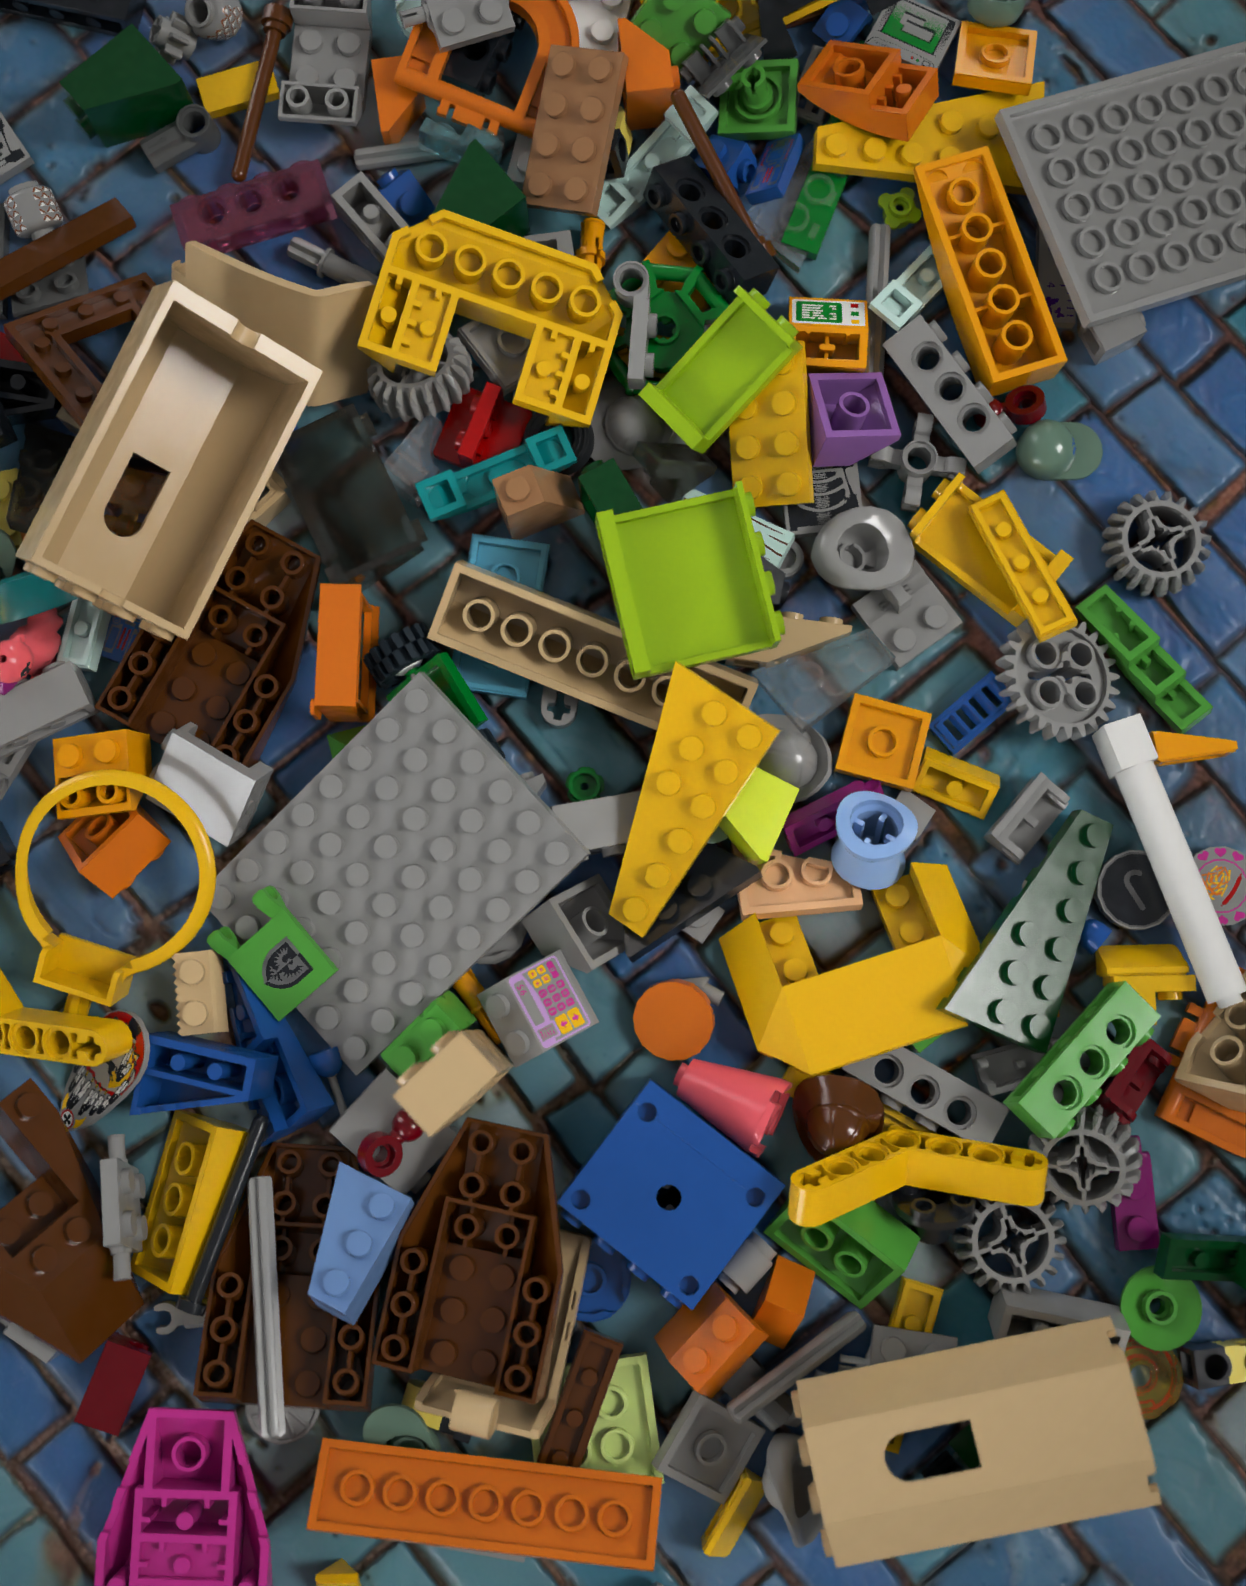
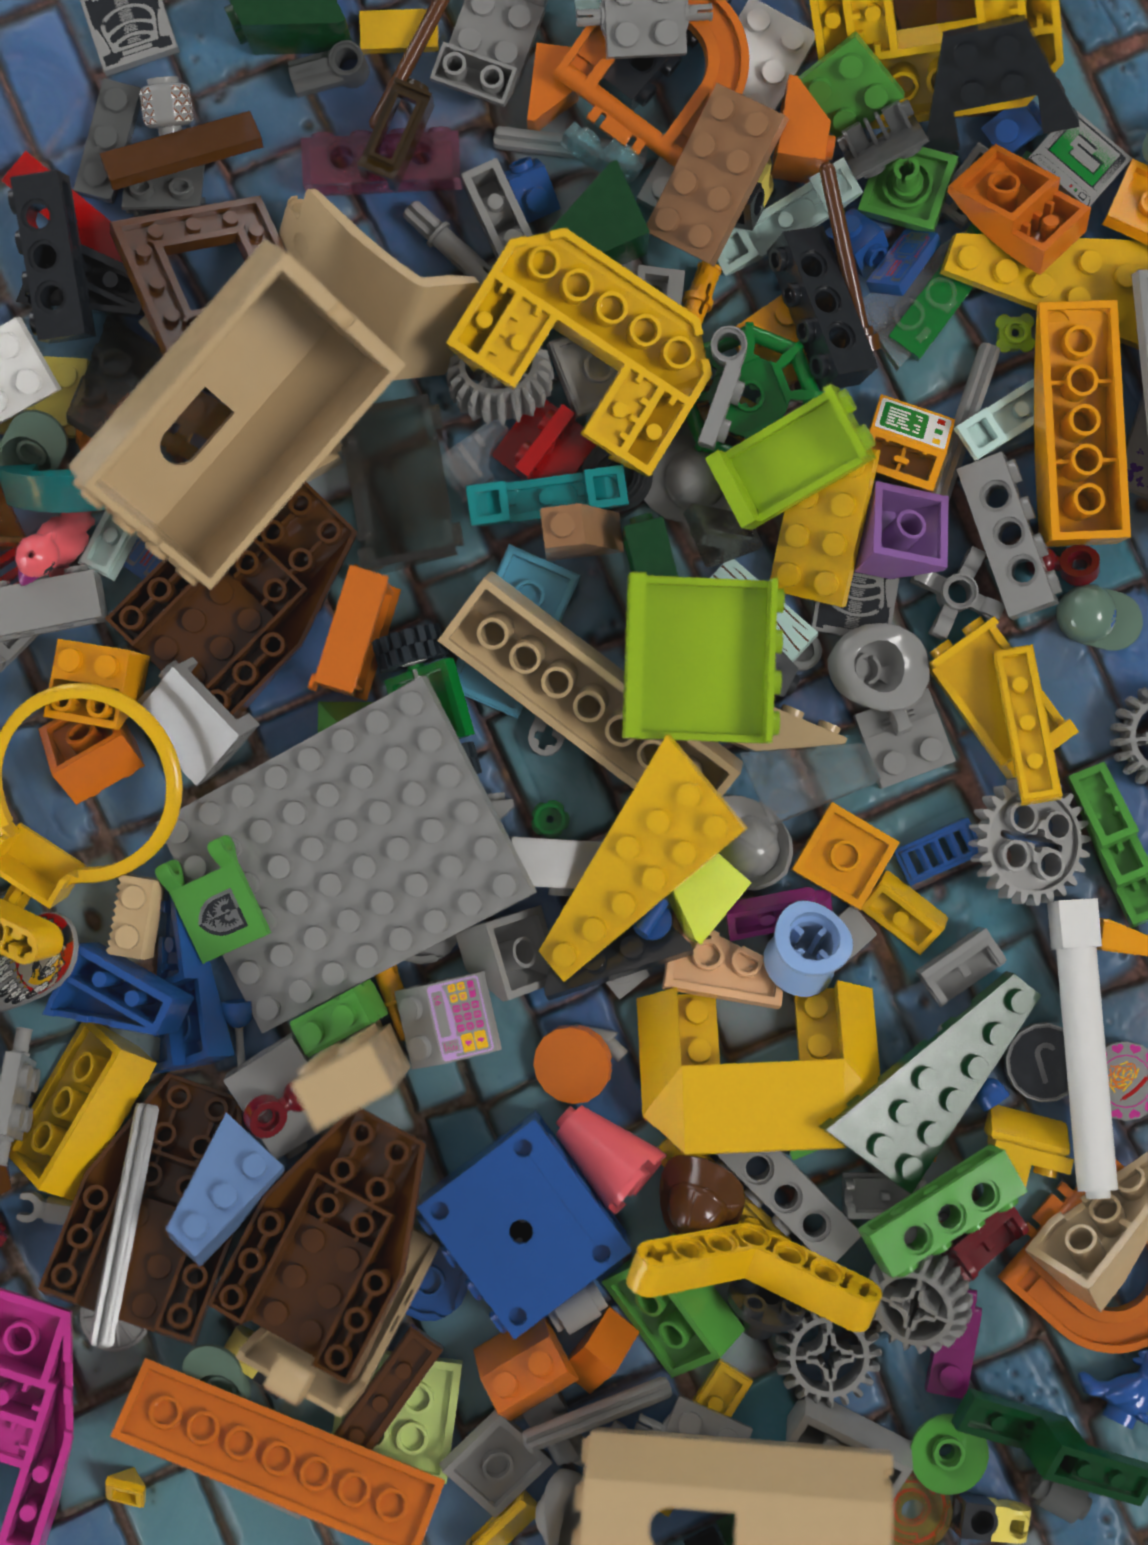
camera: 15 degrees right, 5 degrees up
(193, 1301) = (58, 1202): black bar -> none
(262, 132) = (395, 169): none -> dark brown window
(715, 854) = (654, 923): none -> blue plate

